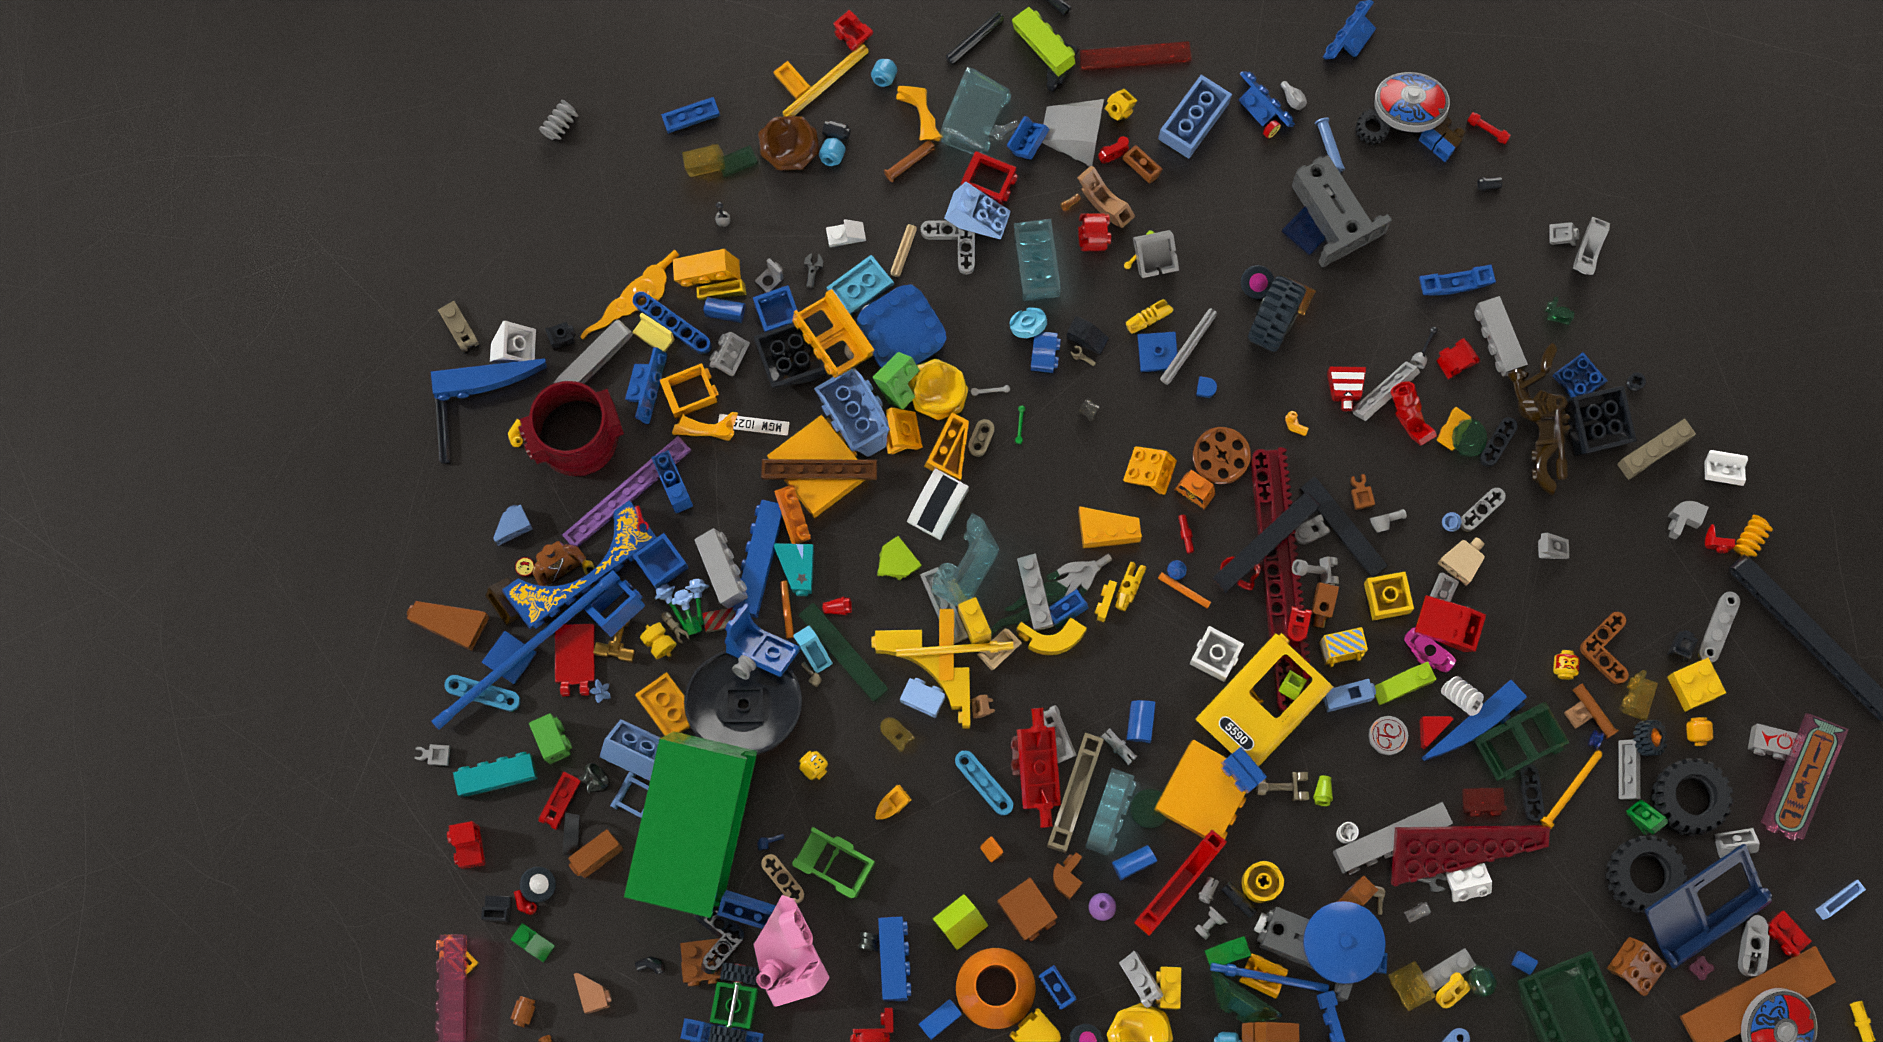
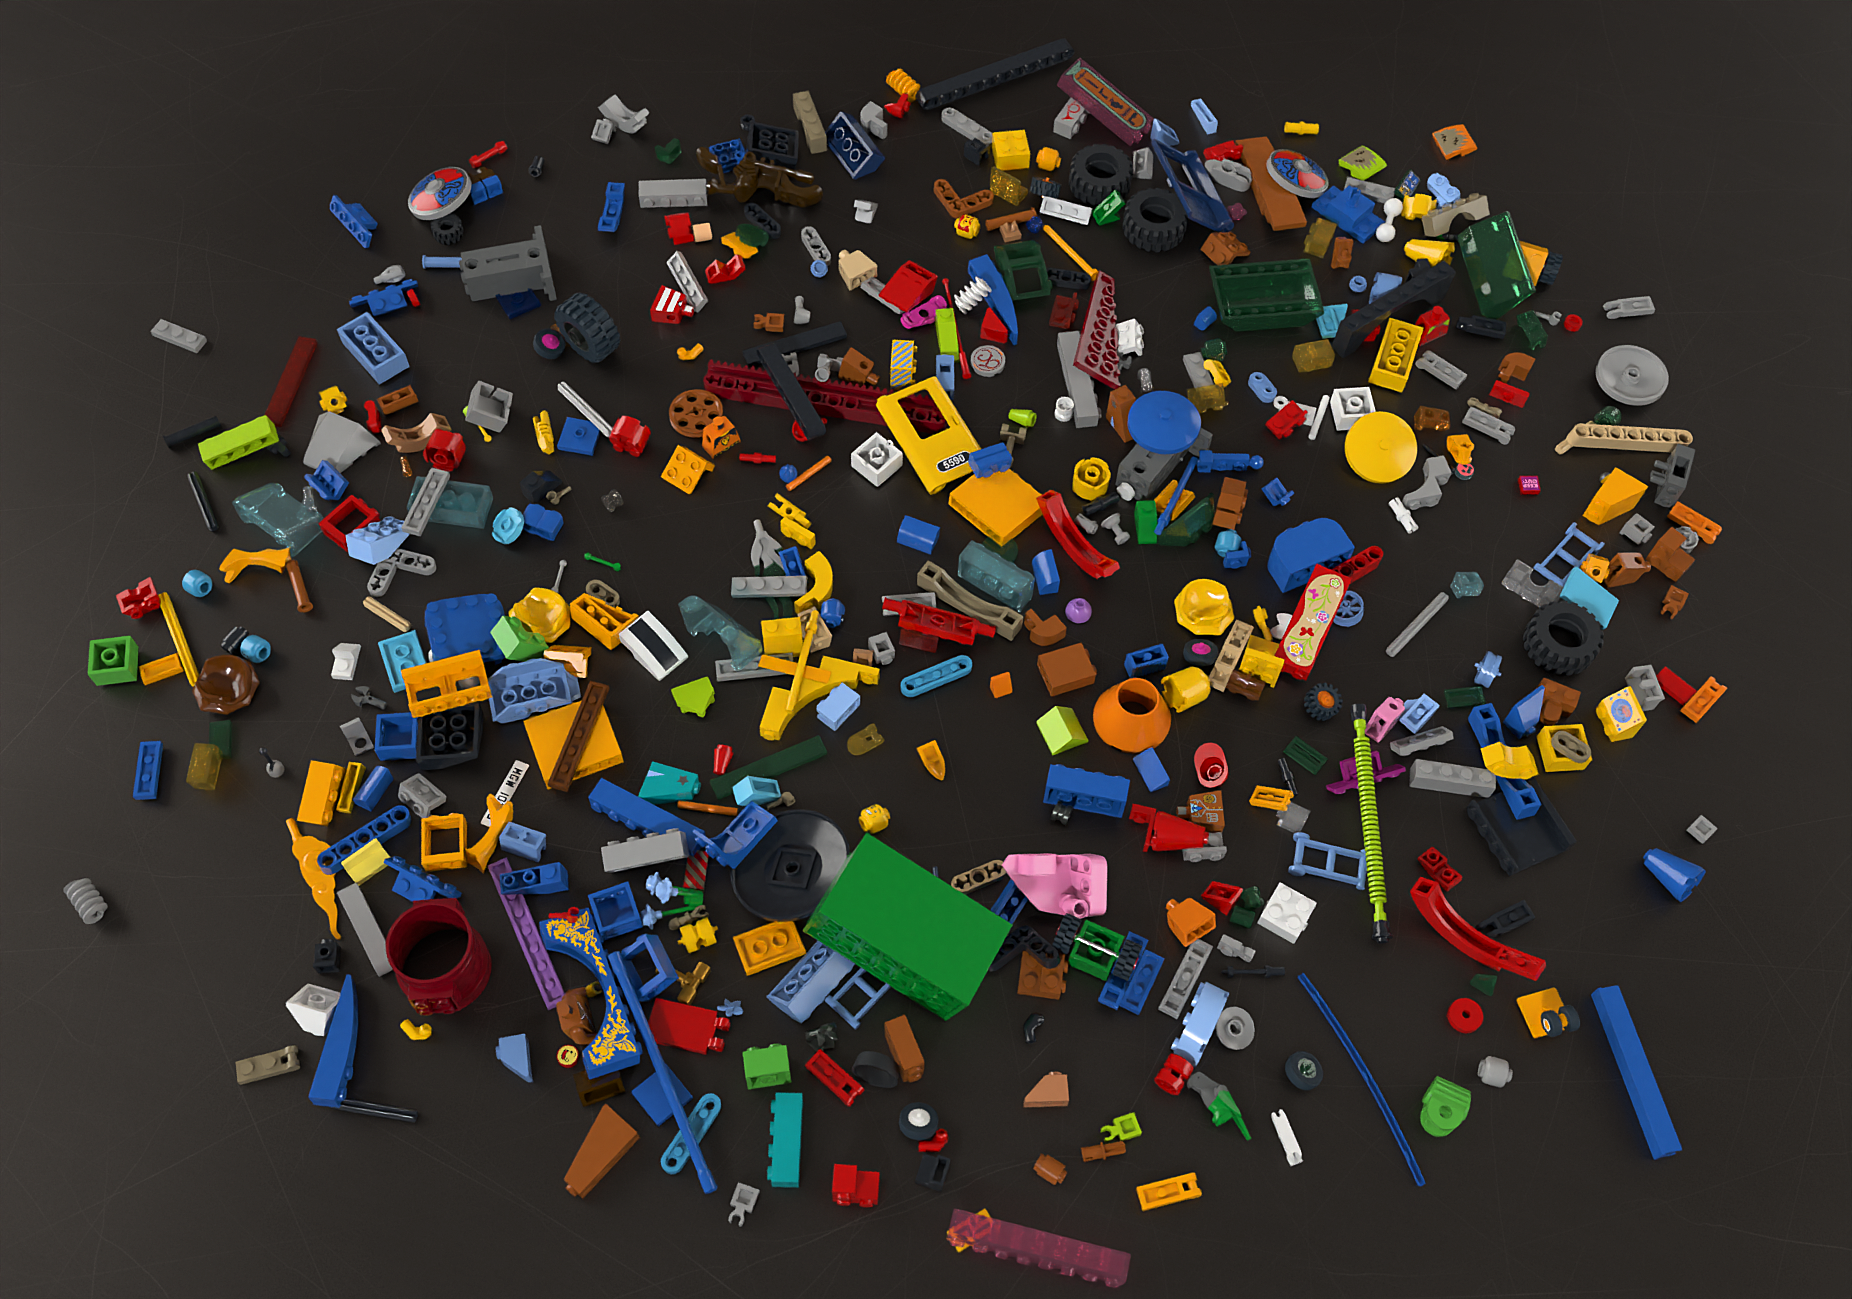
camera: 80 degrees left, 15 degrees down
(532, 942) = (977, 1144): green slope -> none
(707, 457) = (522, 841): none -> medium blue hinge
(744, 667) = (756, 853): light grey wheel -> none
(783, 38) = (113, 660): none -> bright green brick
(792, 514) = (614, 772): orange plate -> none
(814, 847) = (955, 842): bright green piece -> none
(1000, 715) = (882, 644): none -> light grey brick
(1021, 239) = (425, 501): none -> light grey plate
(1022, 662) = (832, 612): none -> blue head
(1107, 528) = (729, 515): light orange wedge -> none
(1119, 746) = (937, 558): light grey pin -> none
(1141, 979) = (1154, 591): light grey plate -> none
(1165, 400) = (629, 435): none -> red brick
(1170, 984) = (1167, 573): yellow brick -> none
(1206, 387) = (628, 408): blue tile -> none
(1292, 685) = (925, 408): lime slope -> none
(1297, 630) = (875, 391): red plate -> none
(1386, 706) = (962, 356): none -> red piece
(1388, 596) = (868, 324): yellow brick -> none
(1406, 399) = (701, 265): red wheel -> none
(1420, 359) = (667, 251): hinge -> none
(1456, 385) = (702, 232): none -> light nougat brick
(1639, 507) = (853, 146): none -> dark blue slope
(1725, 467) = (841, 86): white bracket -> none
(1788, 858) = (1163, 133): none -> medium blue slope

